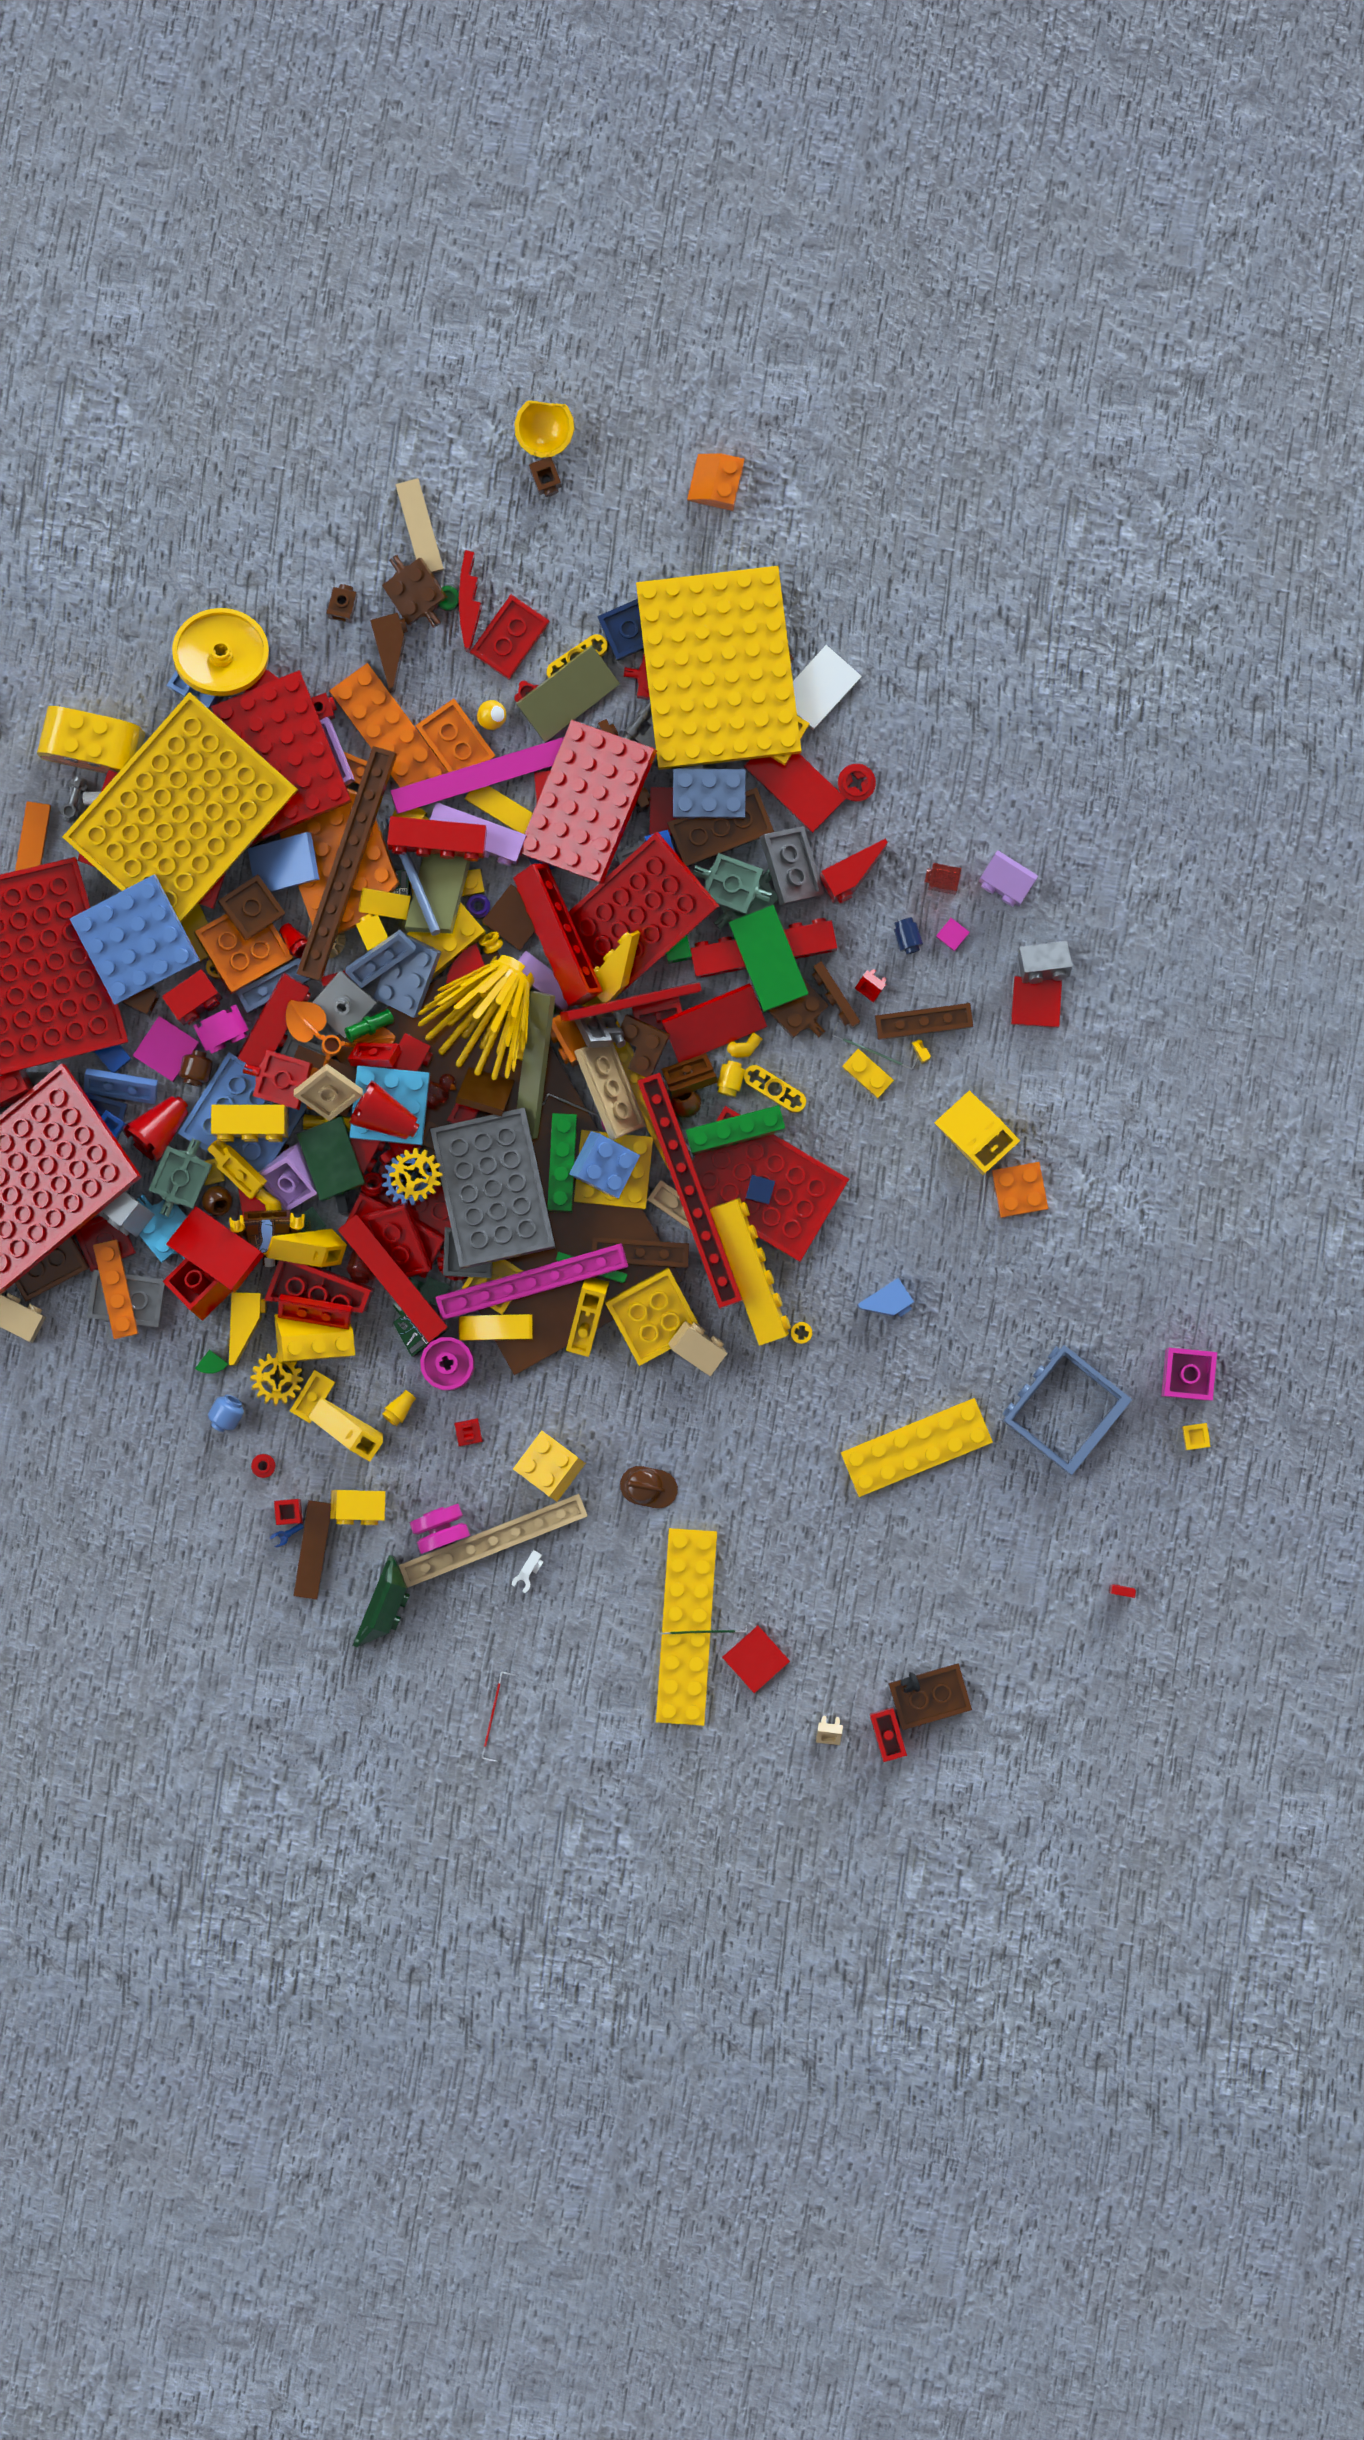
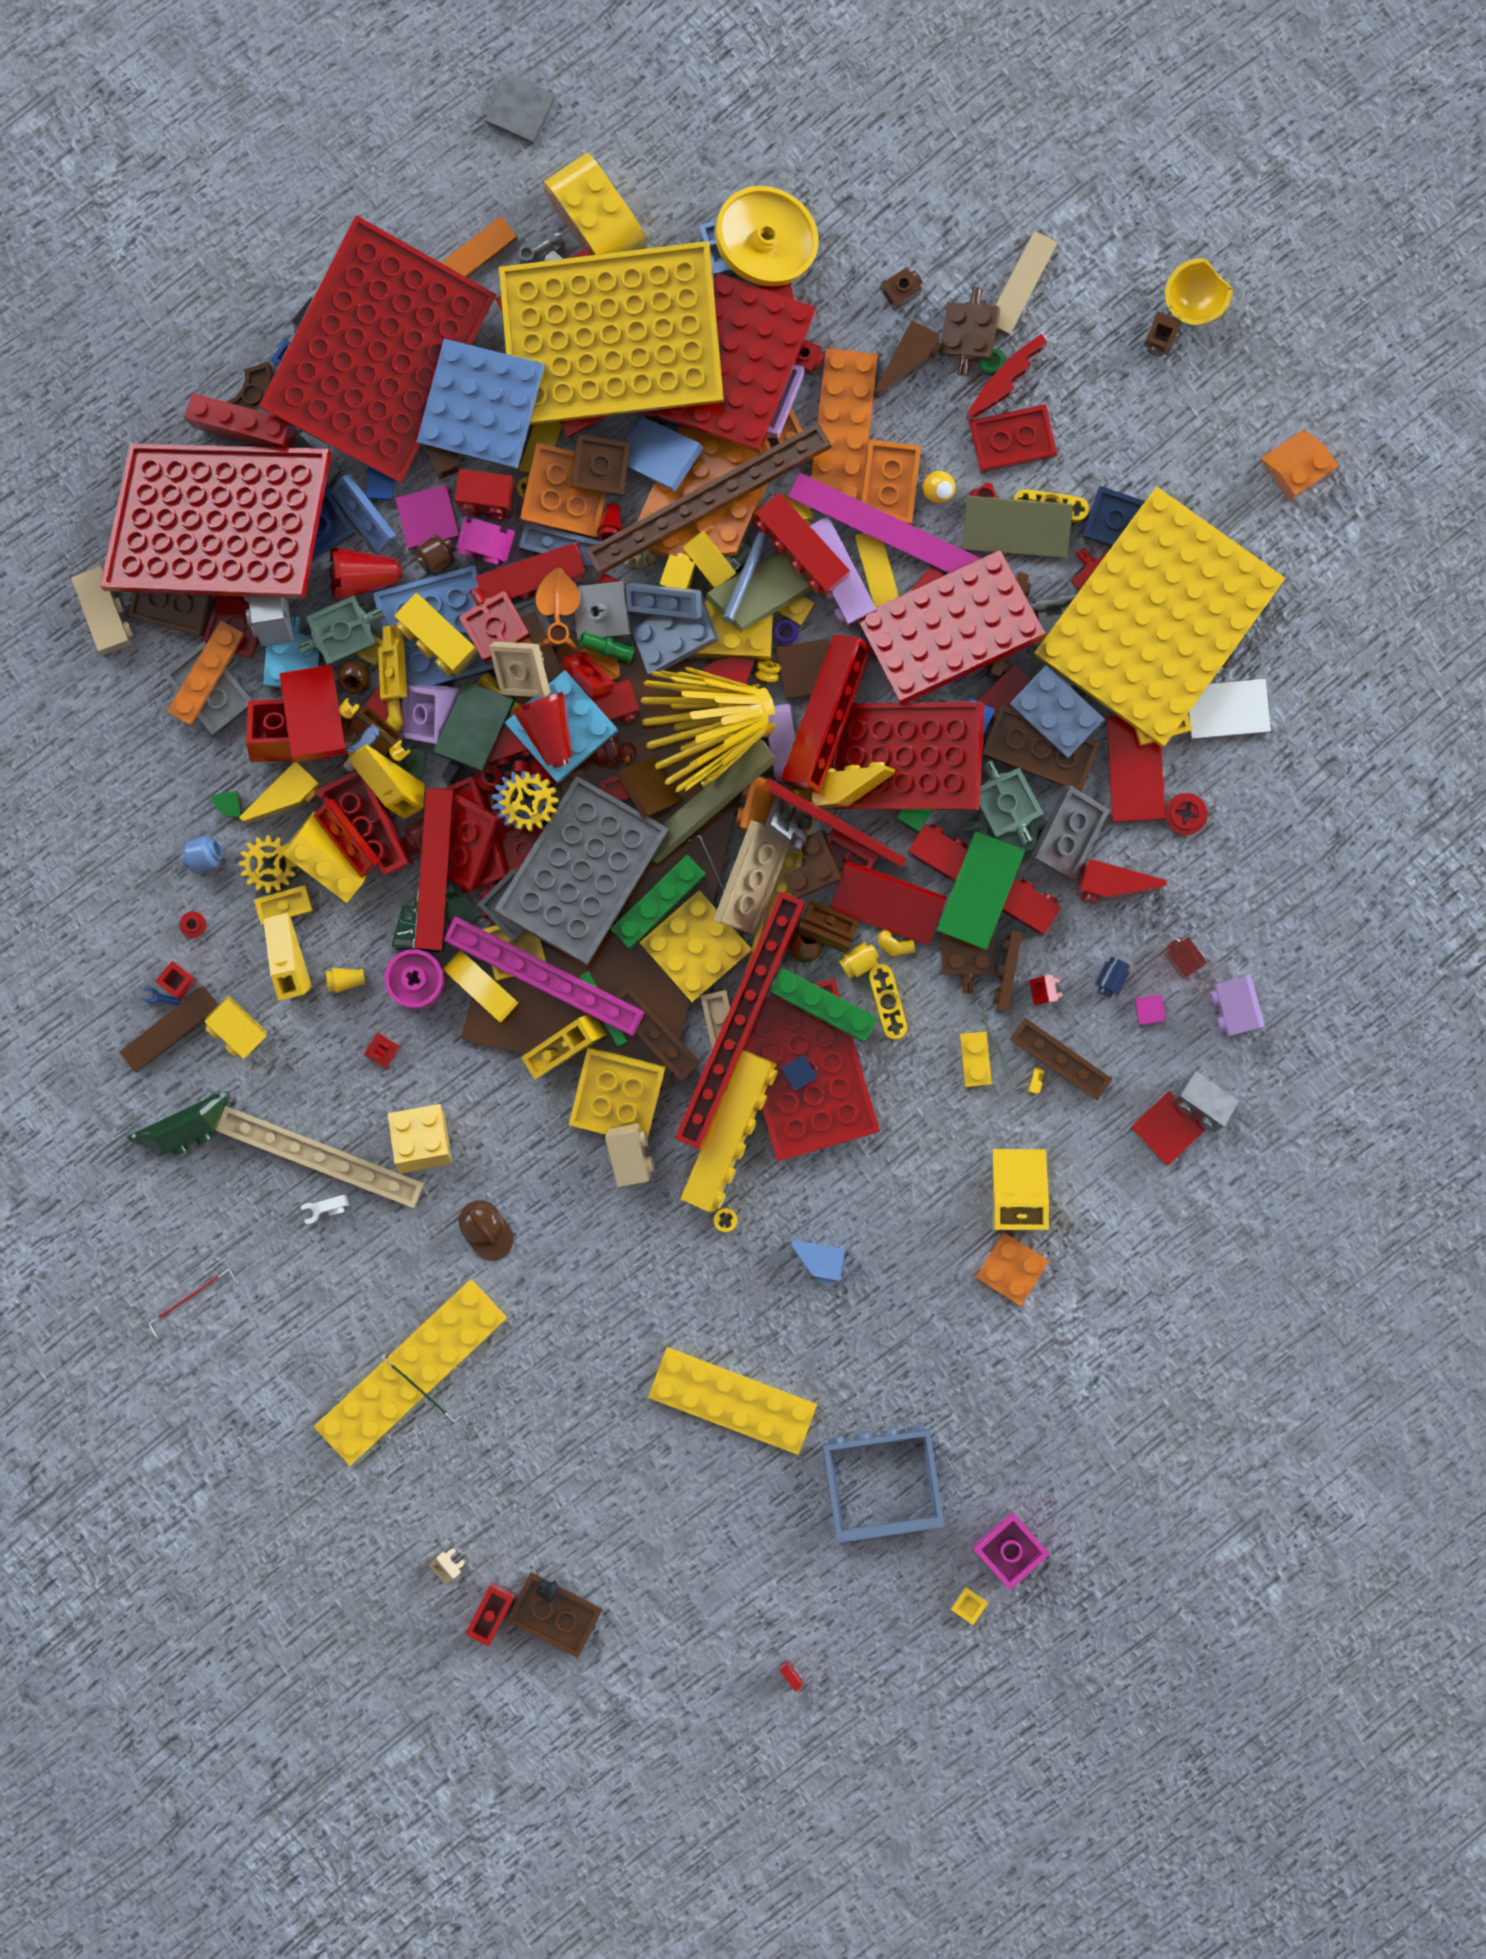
camera: 45 degrees right, 0 degrees up
(113, 1123) = (325, 538): blue tile -> none
(439, 1528) = (284, 1107): dark pink wheel -> none
(604, 1164) = (690, 935): medium blue brick -> none
(756, 1659) = (442, 1451): red tile -> none

